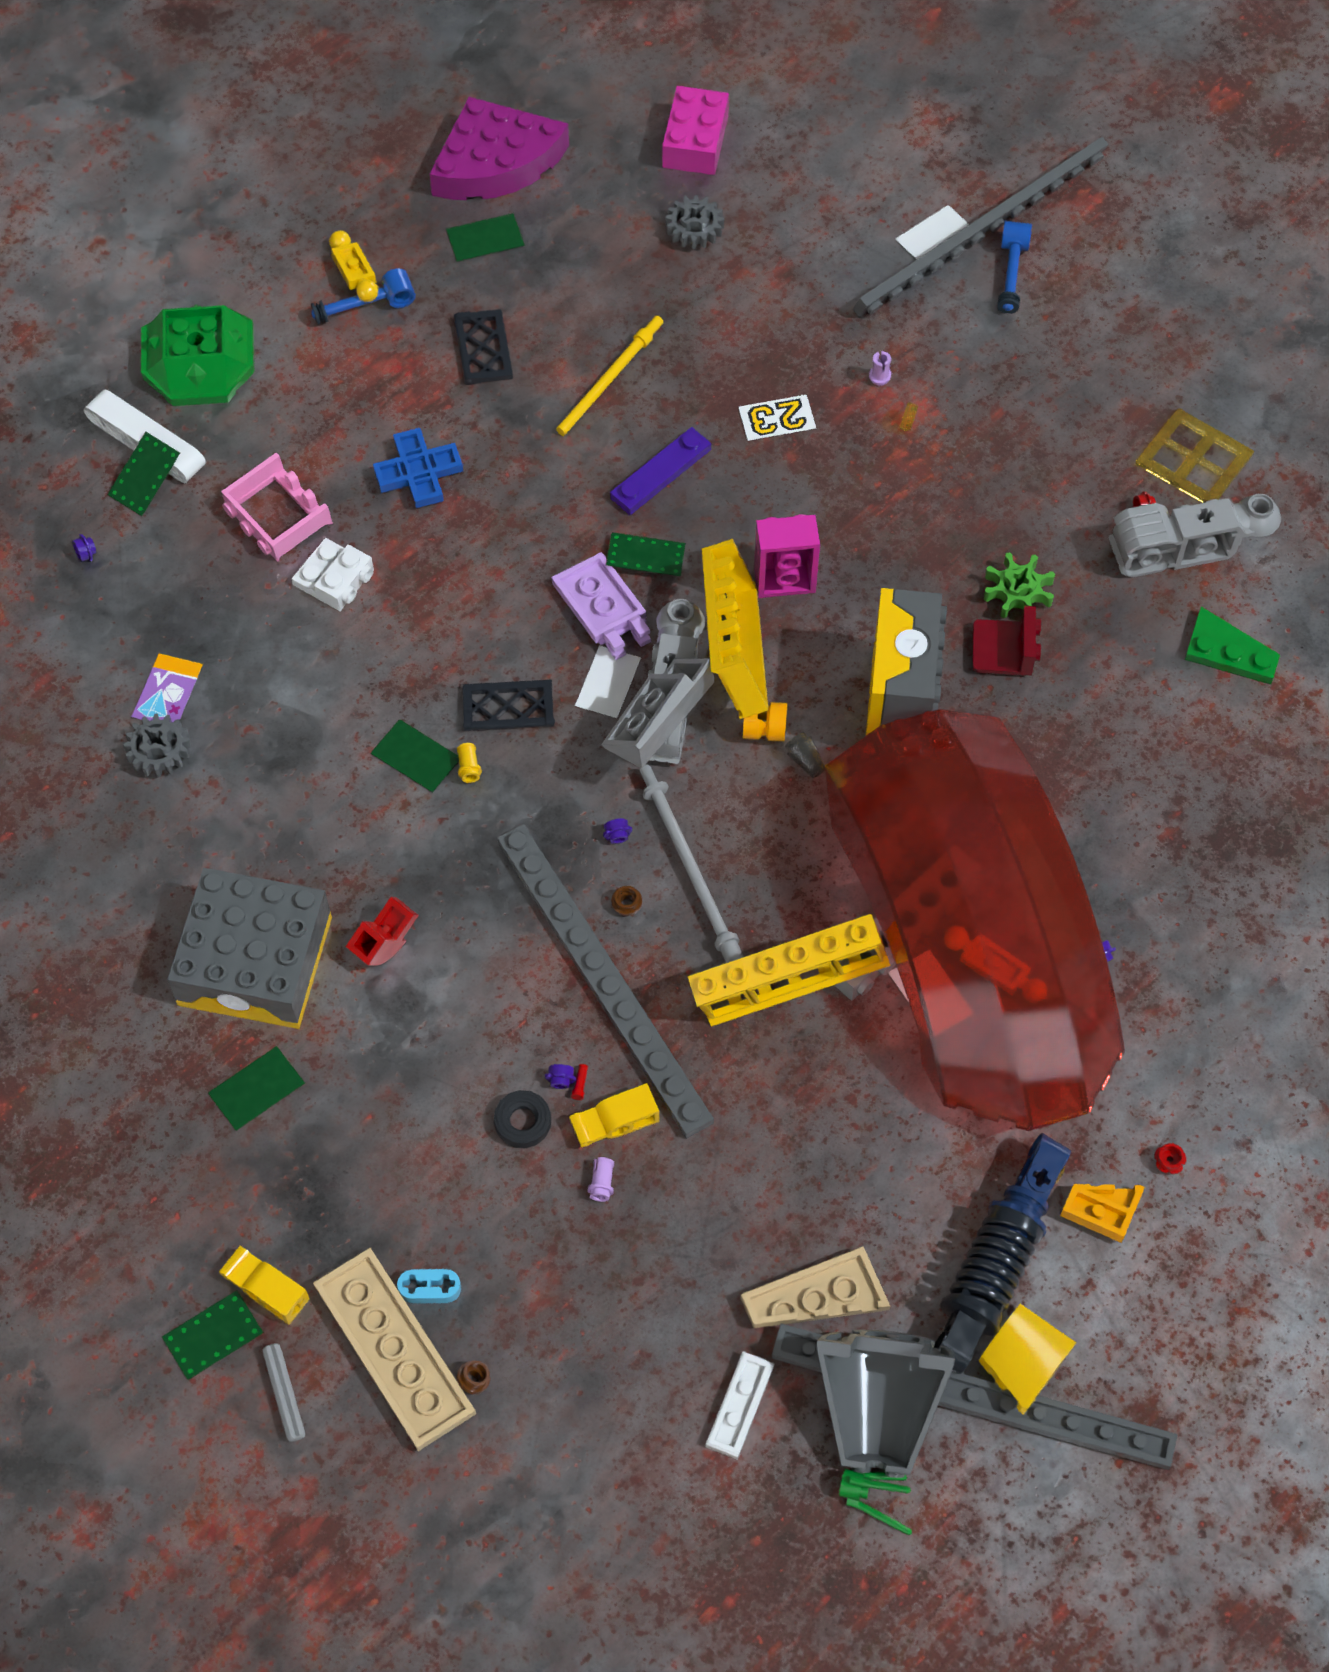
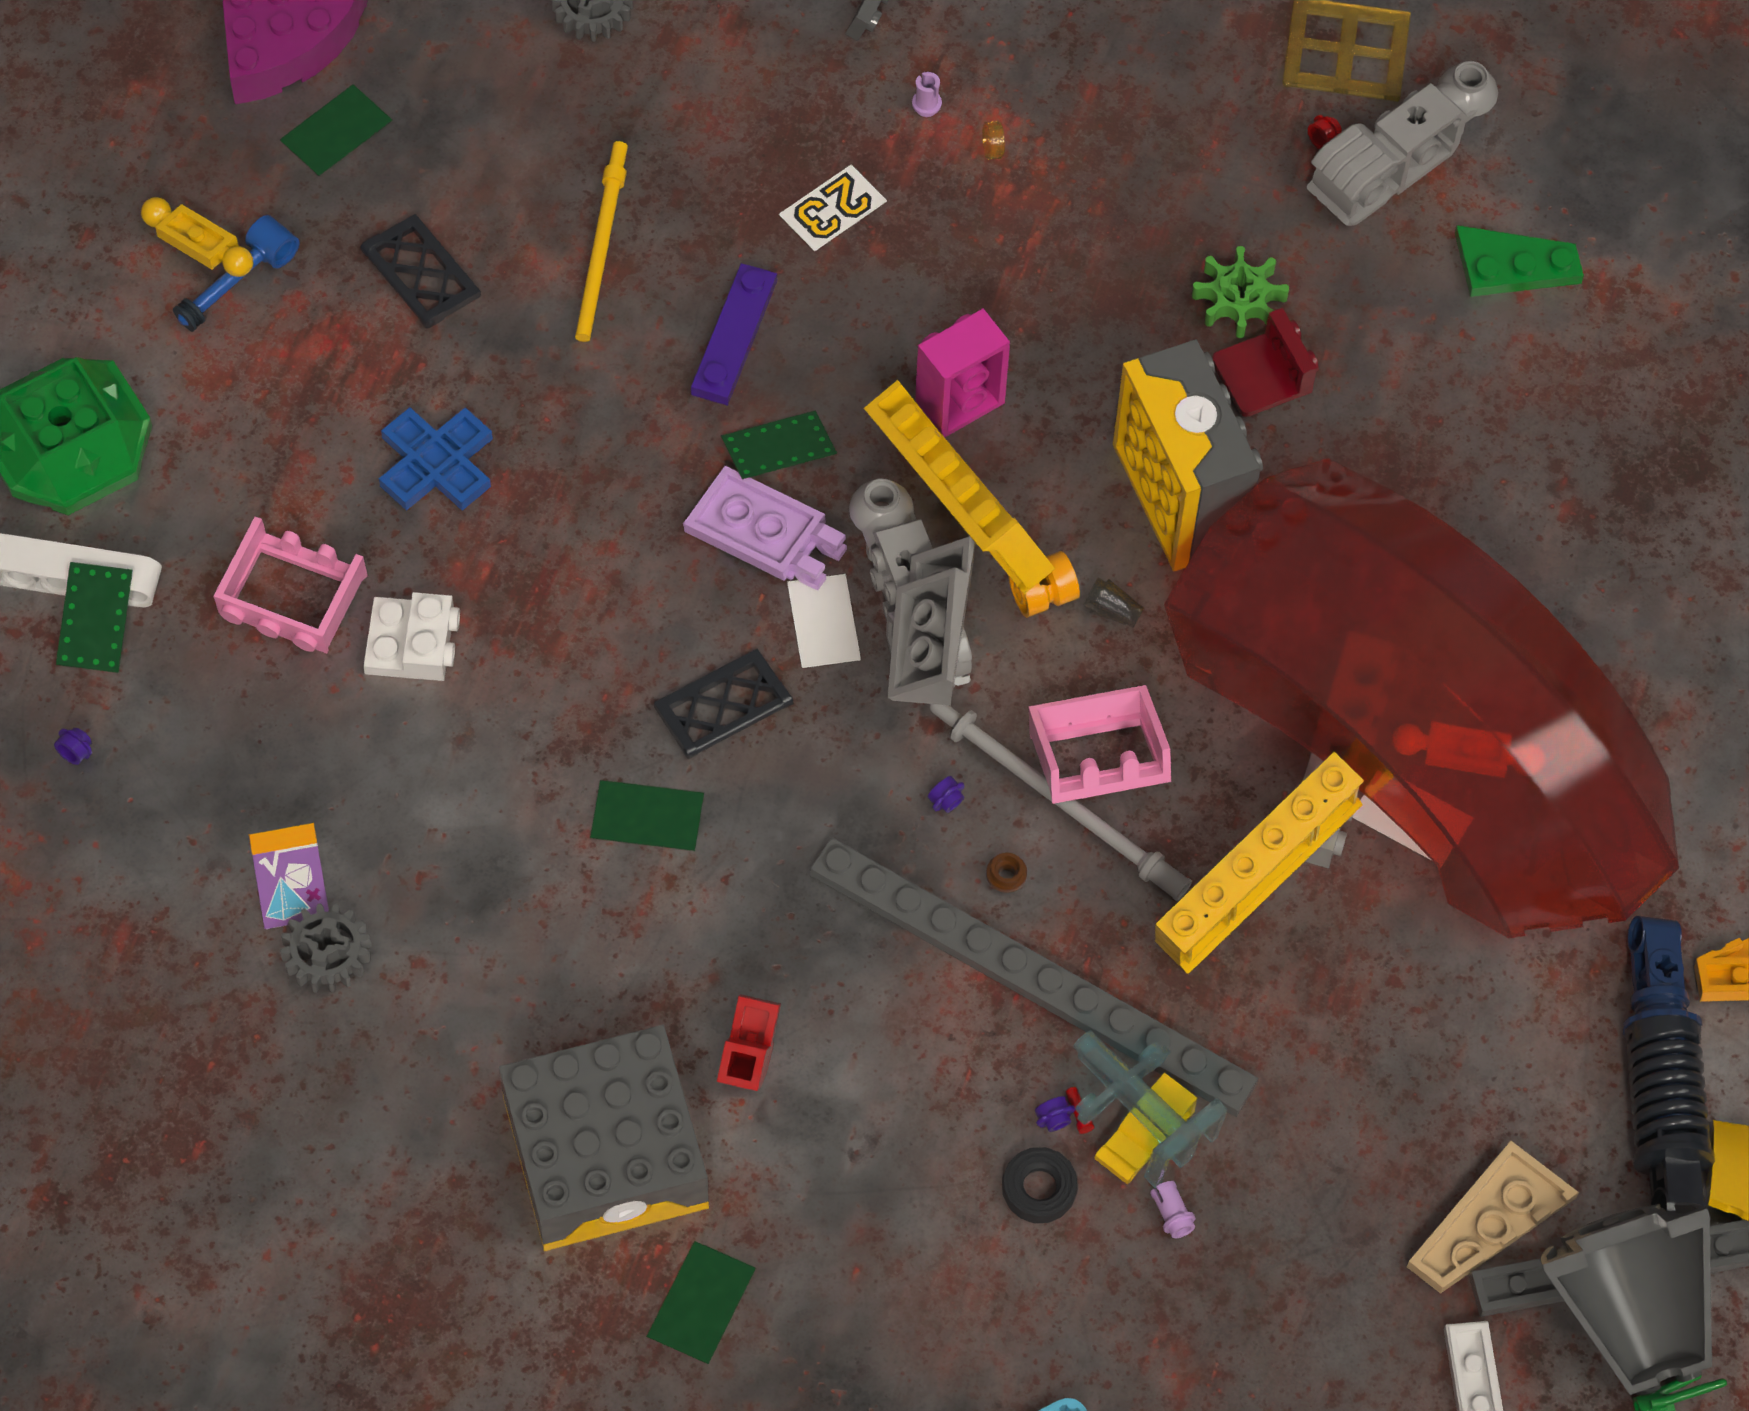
camera: 30 degrees left, 0 degrees up
(469, 768) = (726, 801): yellow pin -> none
(625, 1129) = (1176, 1136): none -> clear light blue piece
(742, 822) = (1096, 715): none -> bright pink window

